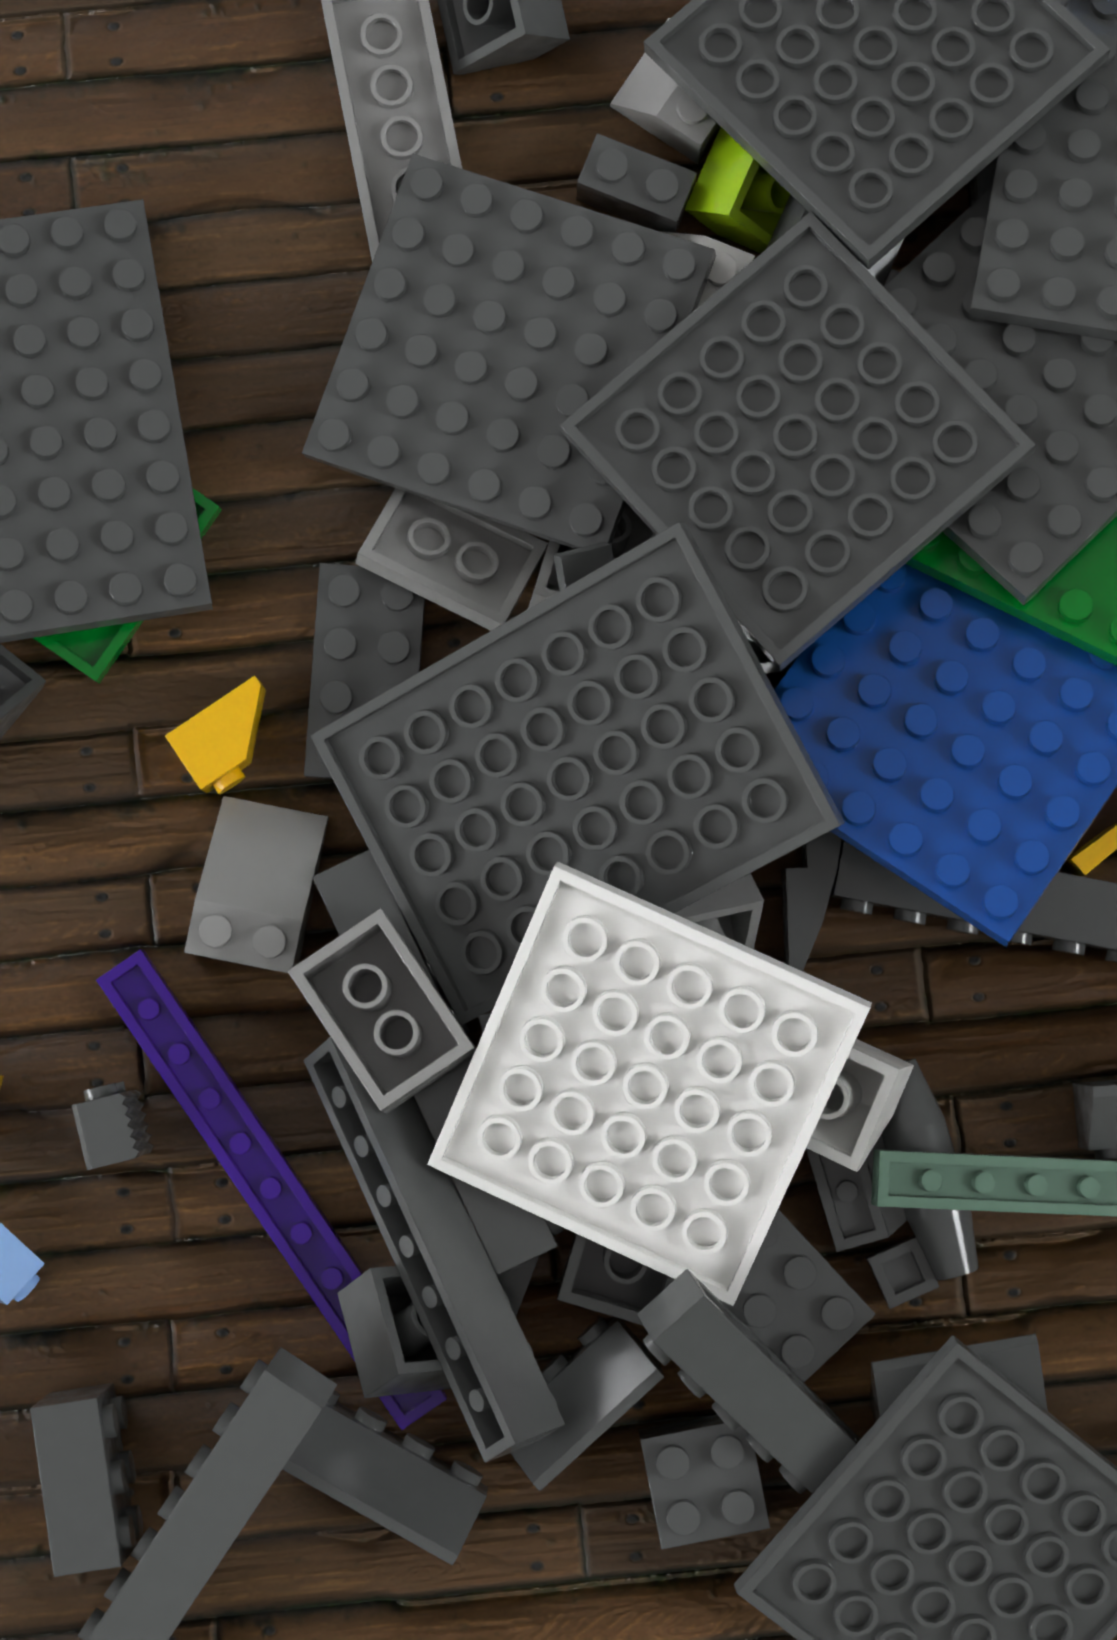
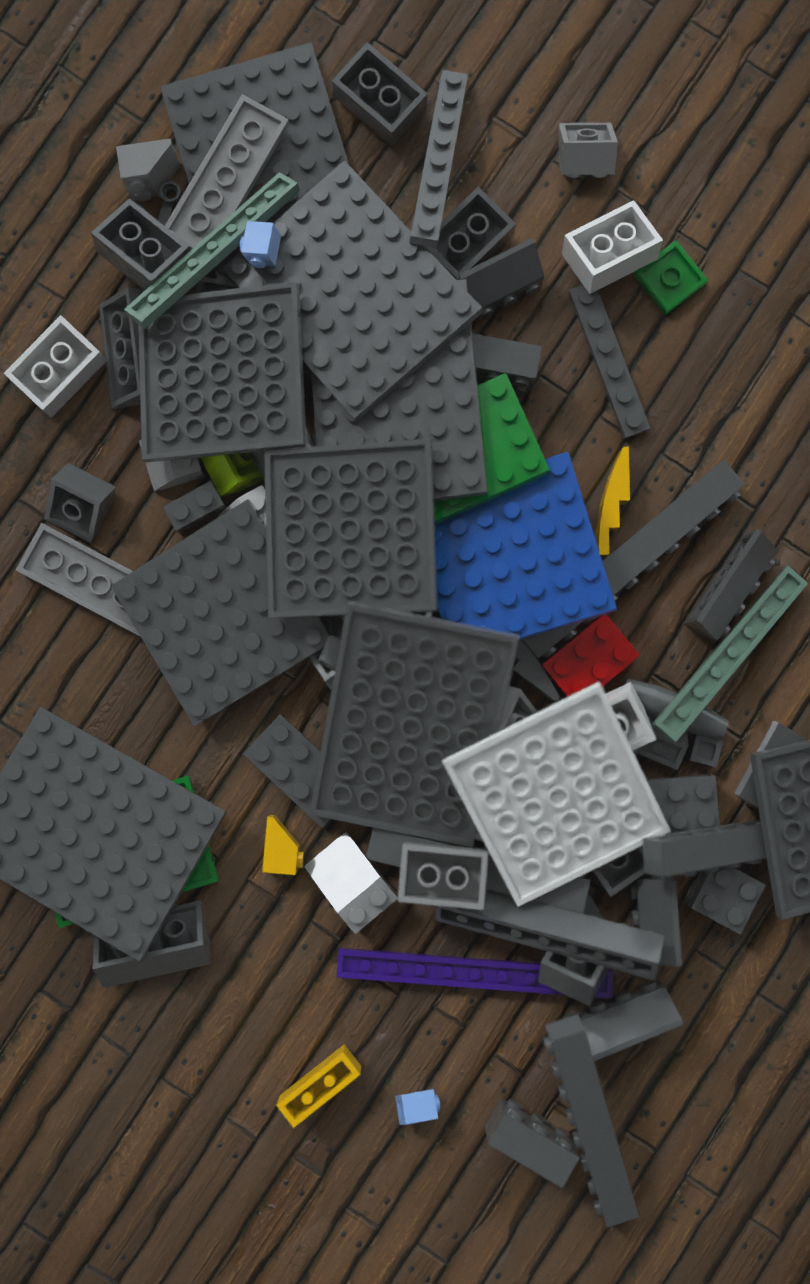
camera: 50 degrees left, 0 degrees up
(111, 1125) = (400, 1018): dark grey brick -> none
(452, 557) = (284, 700): light grey plate -> none
(915, 976) = (590, 658): none -> red brick

